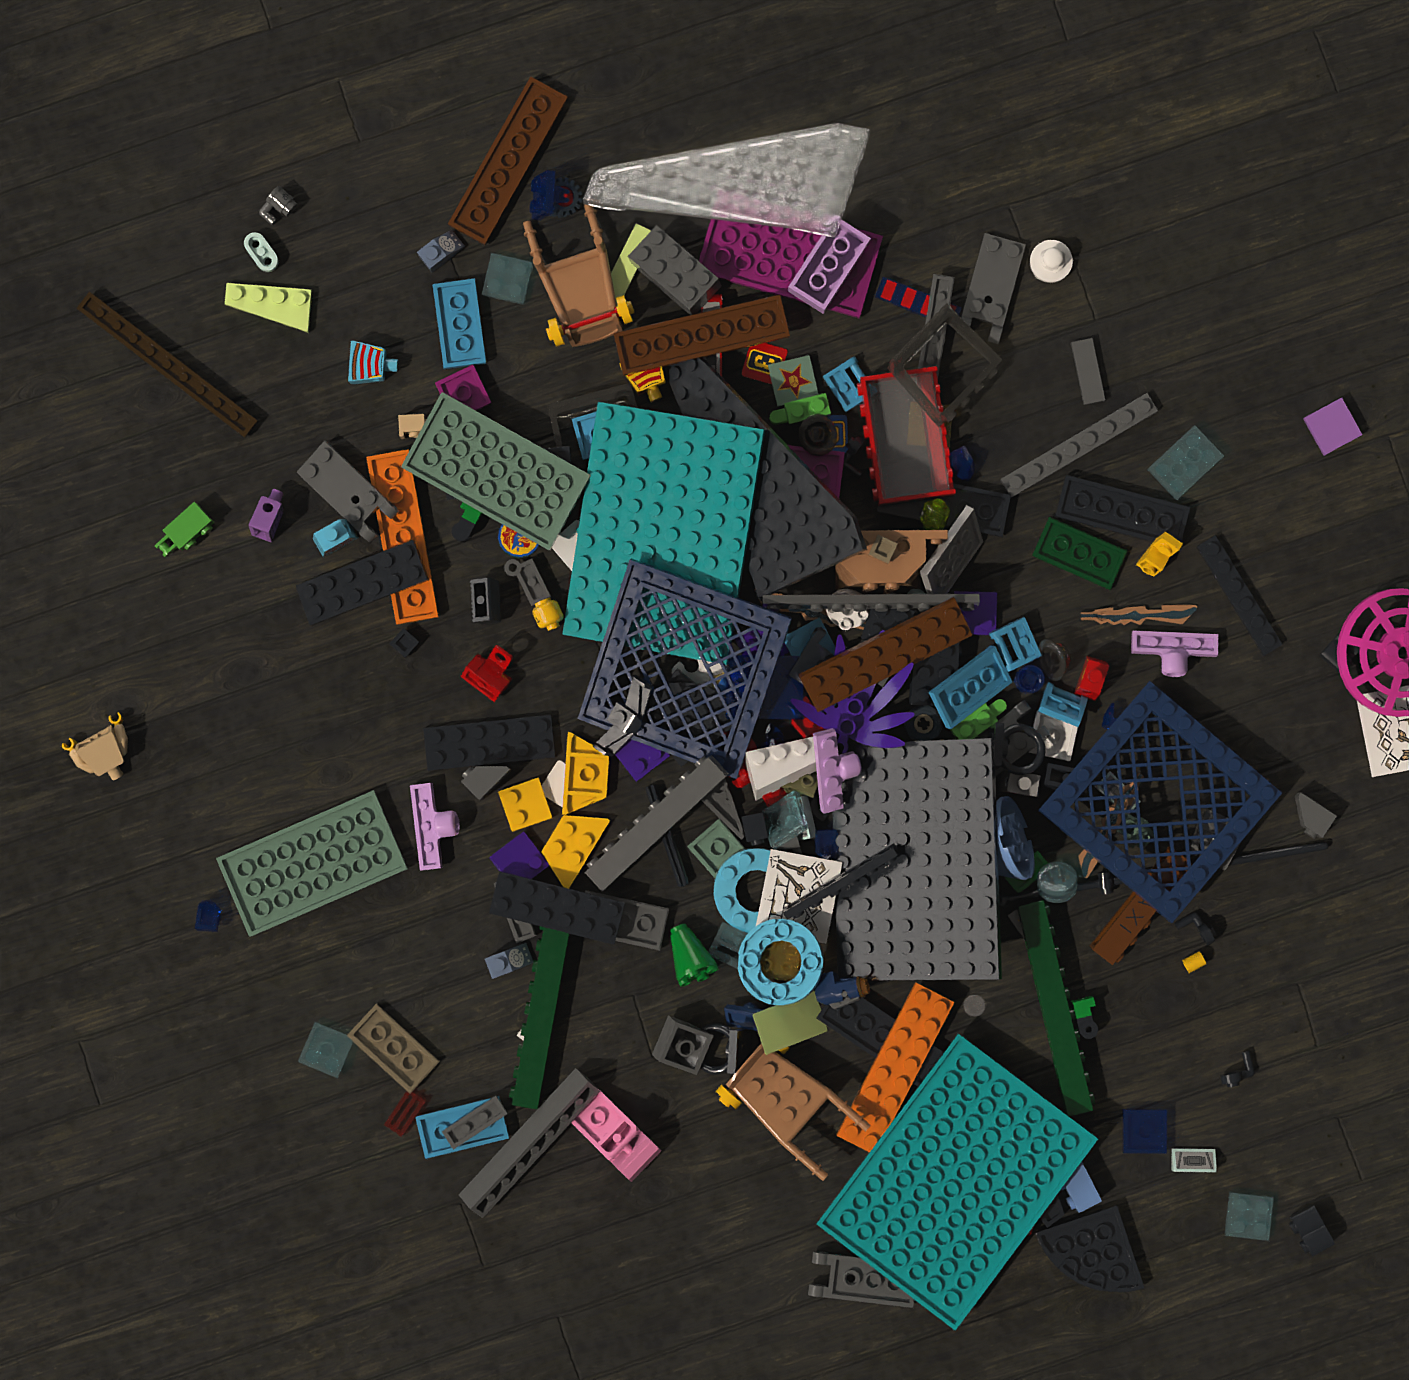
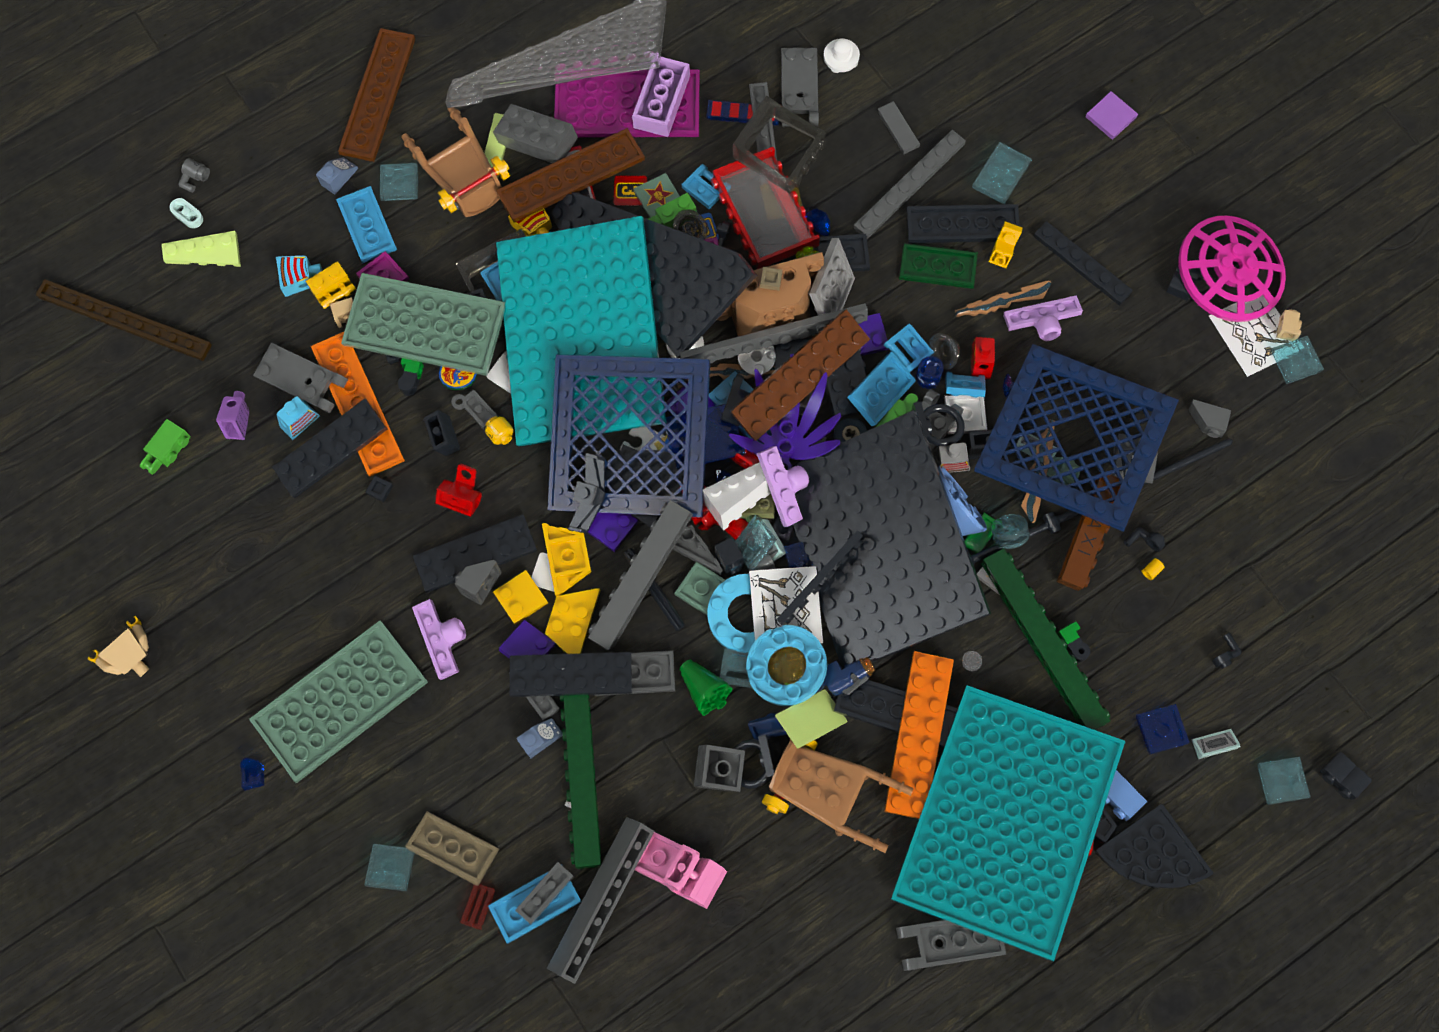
camera: 15 degrees left, 15 degrees down
(401, 387) = (330, 285): none -> yellow brick
(553, 196) = (421, 107): clear blue plate -> none

